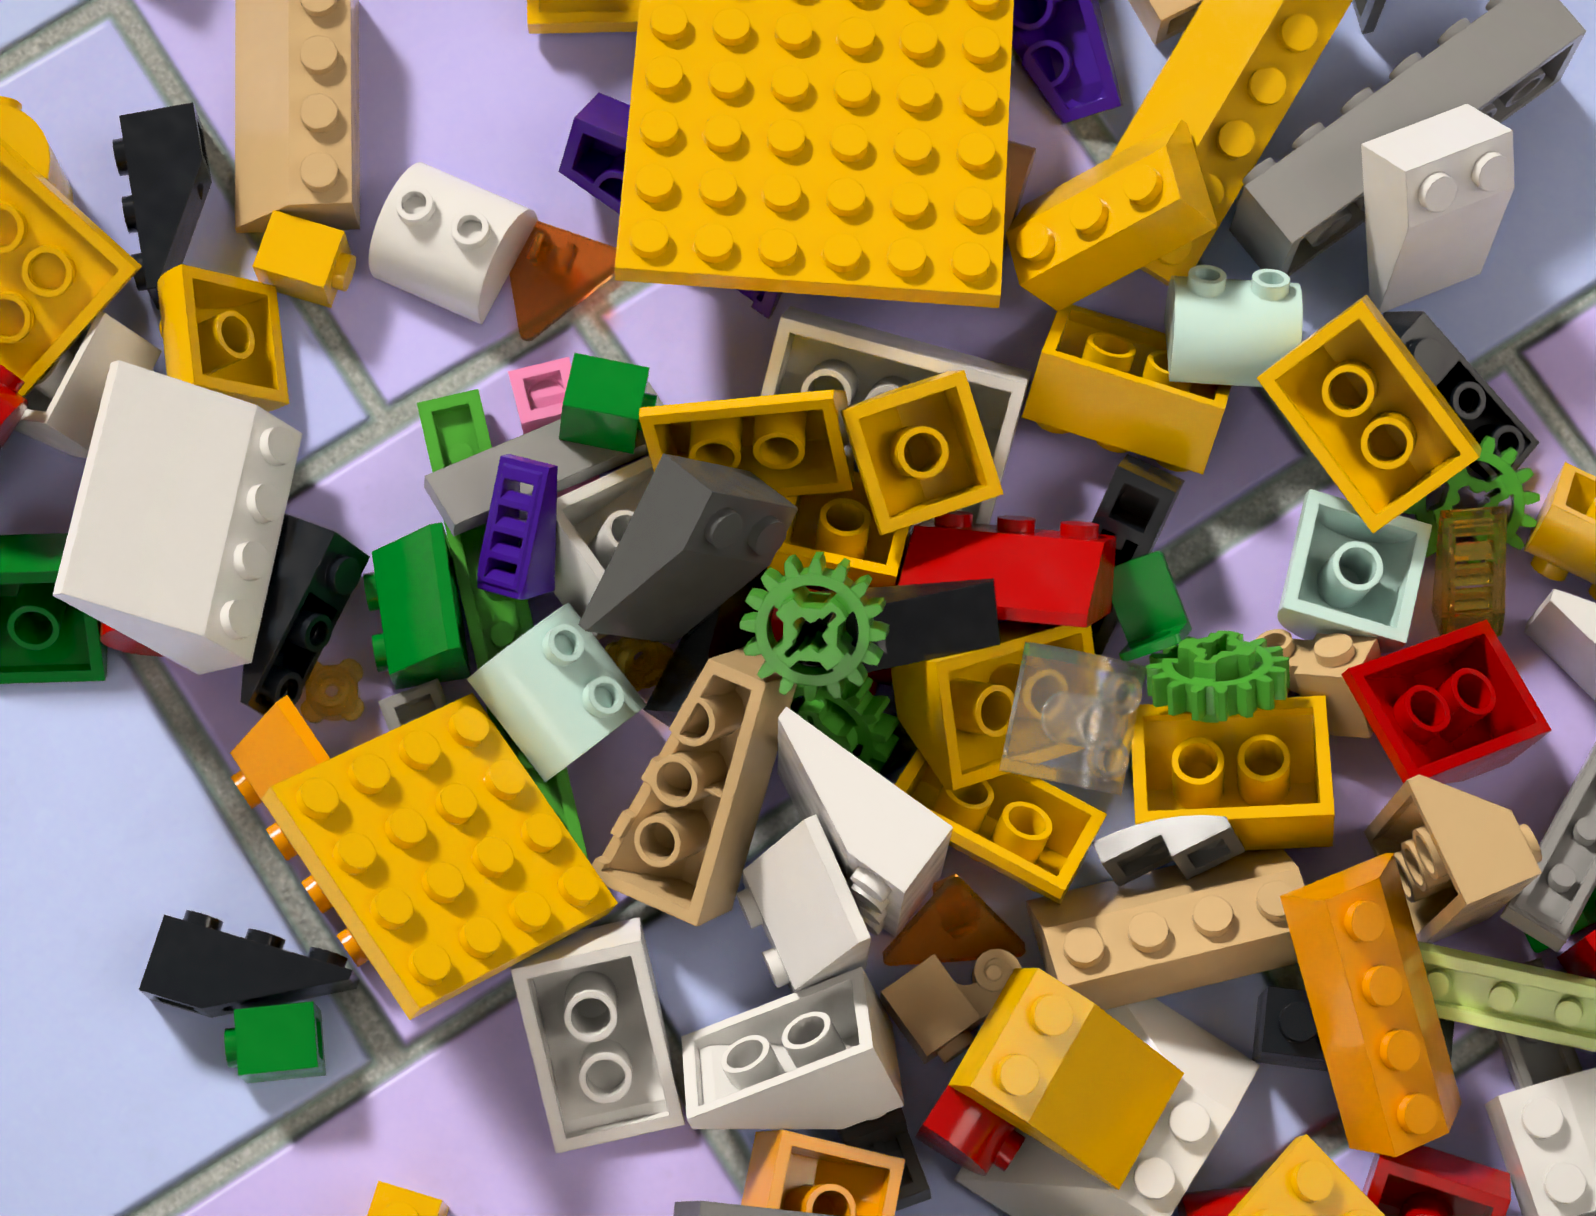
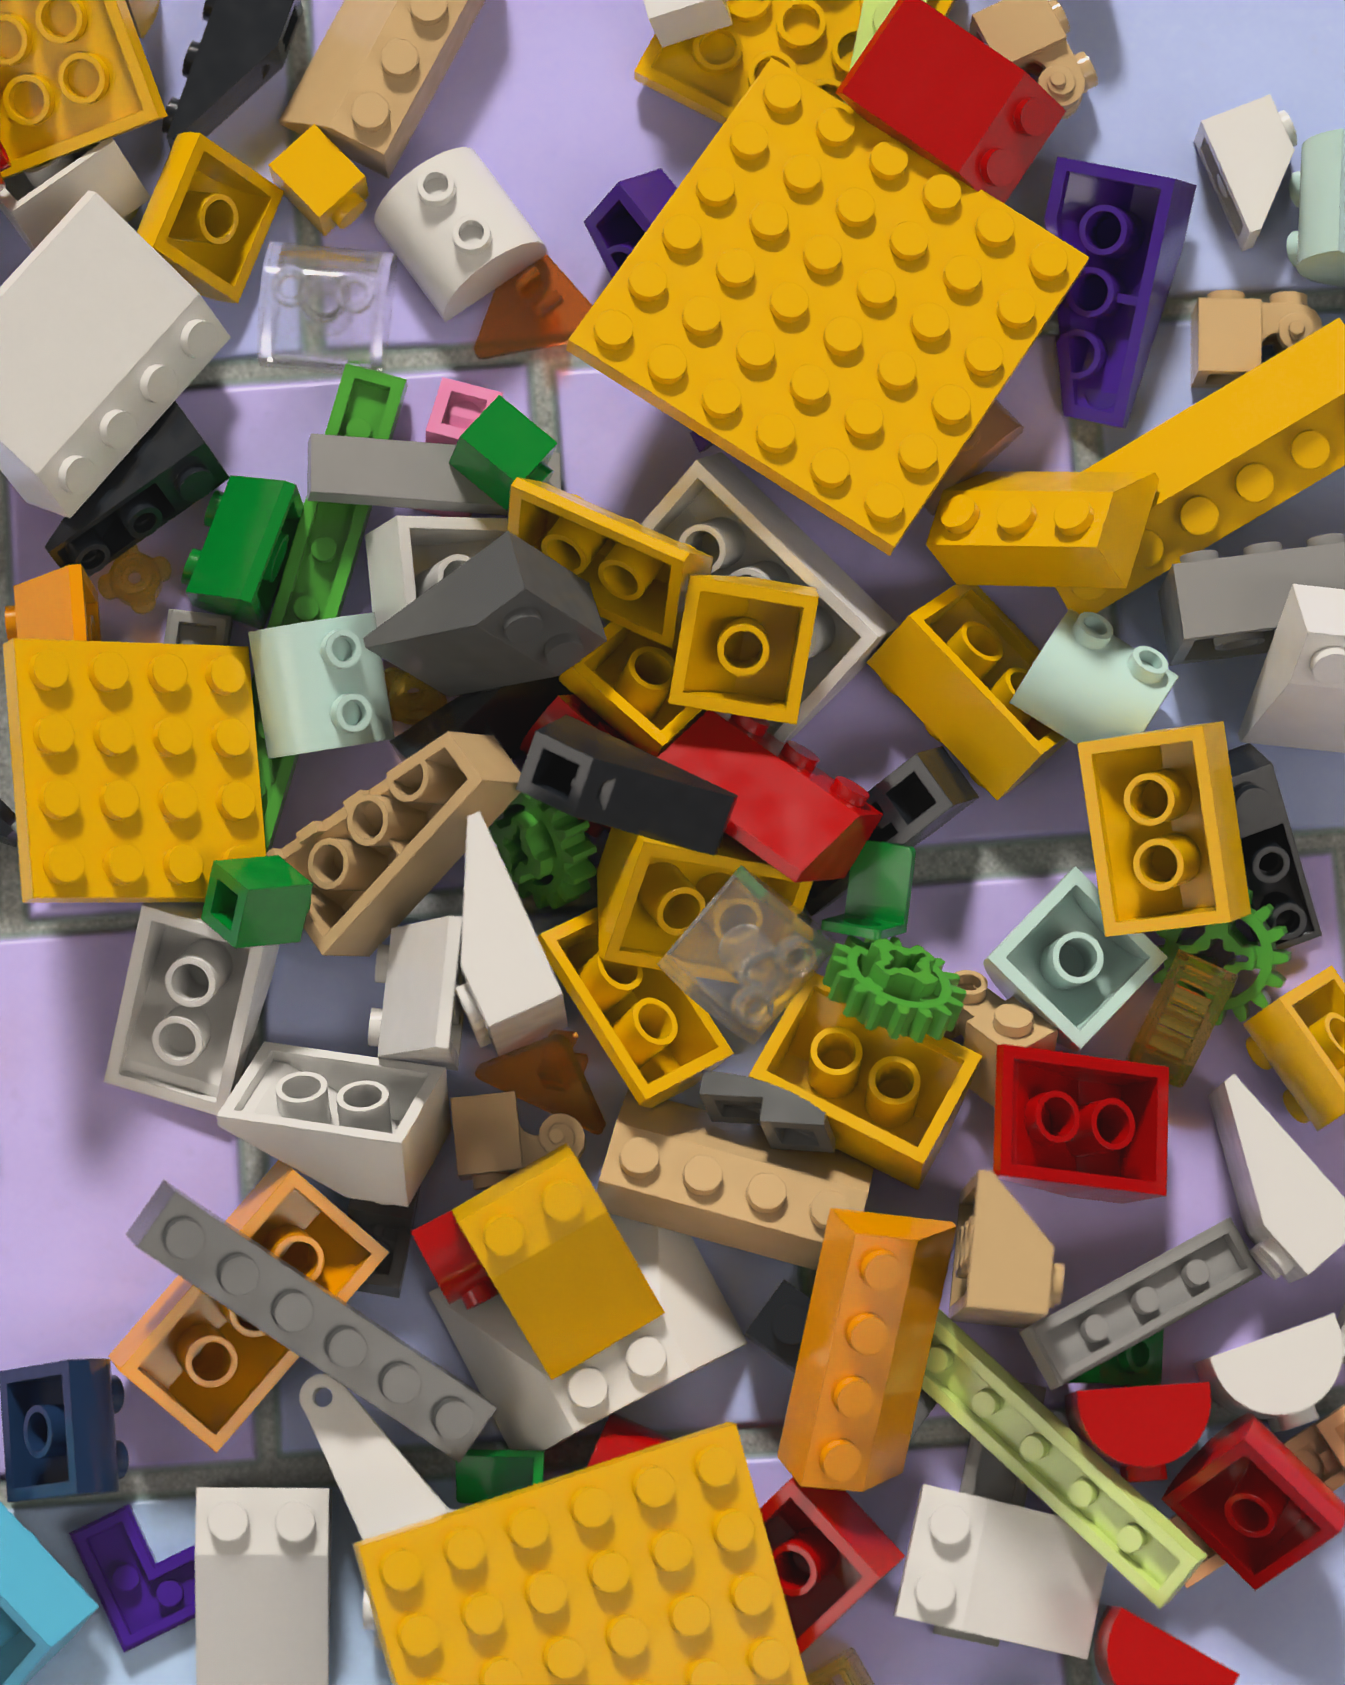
camera: 30 degrees right, 5 degrees up
(370, 366) = (325, 307): none -> clear brick
(503, 564) = (352, 545): dark purple slope -> none
(614, 909) = (257, 901): none -> green brick
(799, 605) = (548, 783): bright green gear -> none

